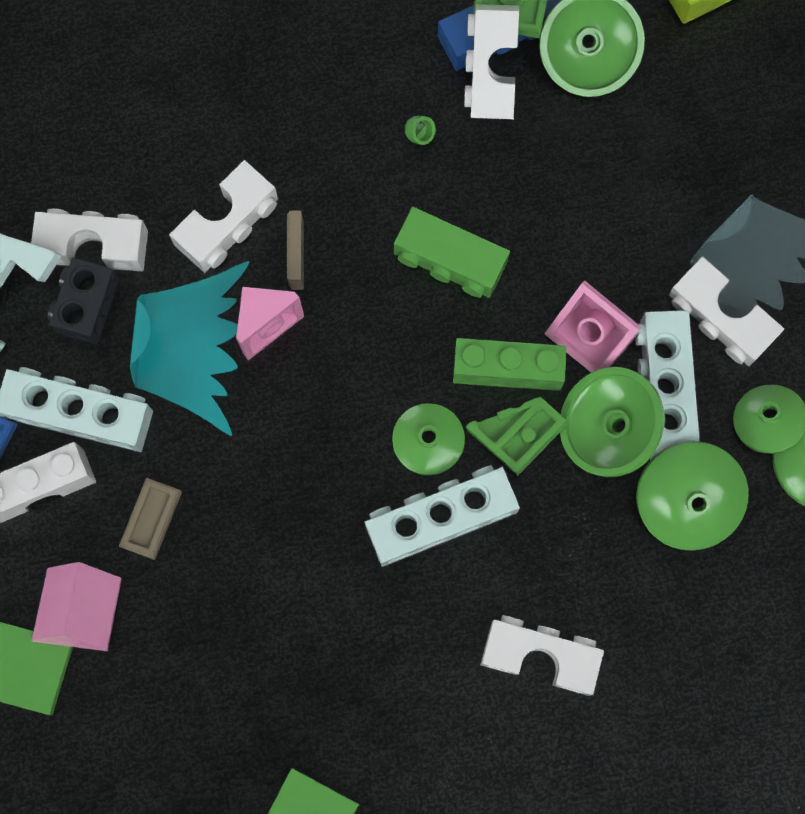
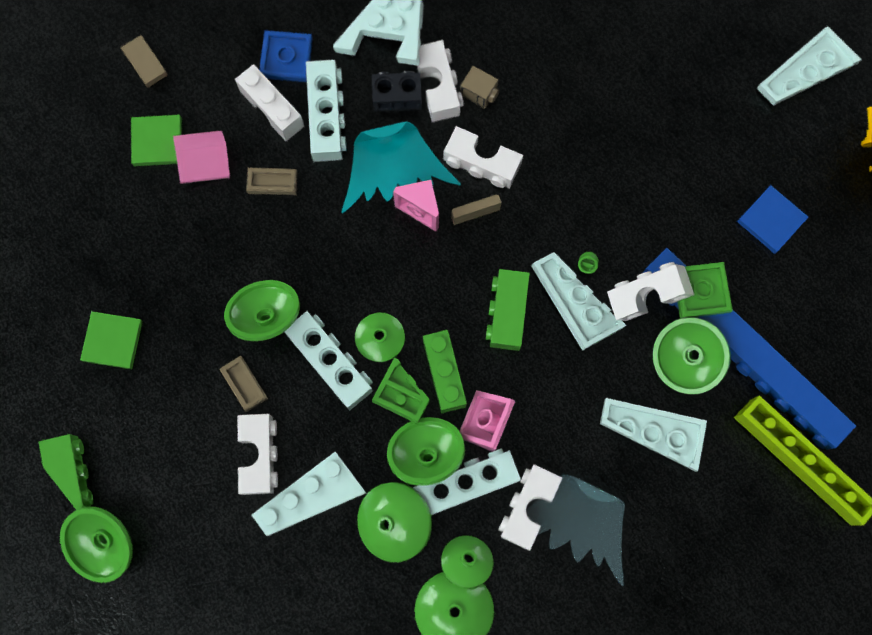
camera: 70 degrees right, 0 degrees up
(121, 187) = (479, 87): none -> dark tan brick
(326, 582) = (262, 310): none -> bright green dish
(433, 647) = (243, 383): none -> dark tan tile
(483, 161) = (580, 309): none -> light aqua wing
(618, 596) = (315, 492): none -> light aqua wing
(674, 118) = (661, 431): none -> light aqua wing

